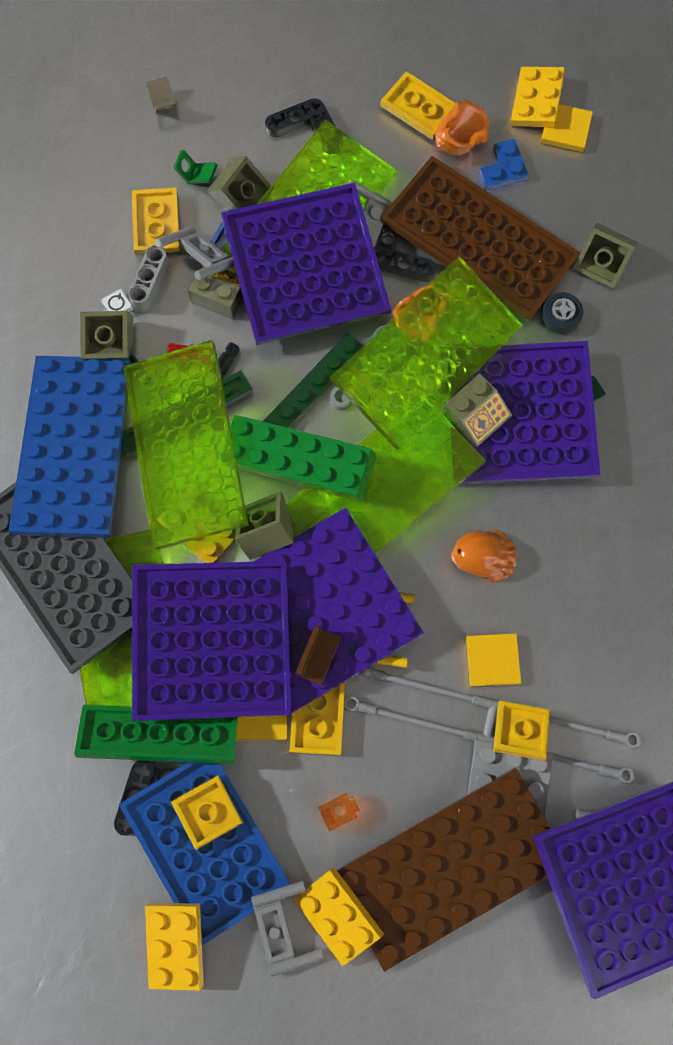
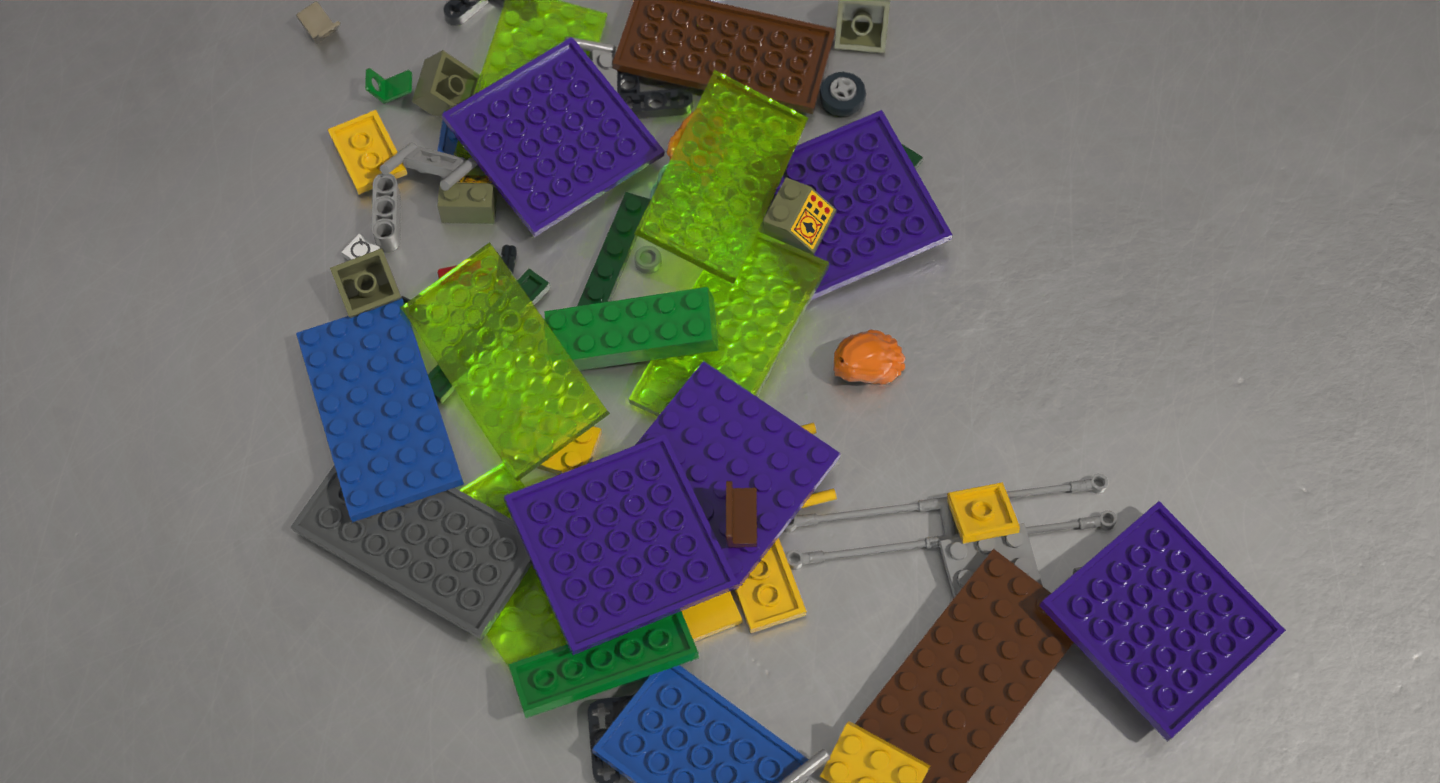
camera: 20 degrees left, 10 degrees down
(206, 812) = (691, 720): yellow tile -> none
(268, 526) = (630, 413): olive slope -> none
(328, 811) = (828, 679): clear orange brick -> none
(493, 660) = (922, 459): yellow tile -> none

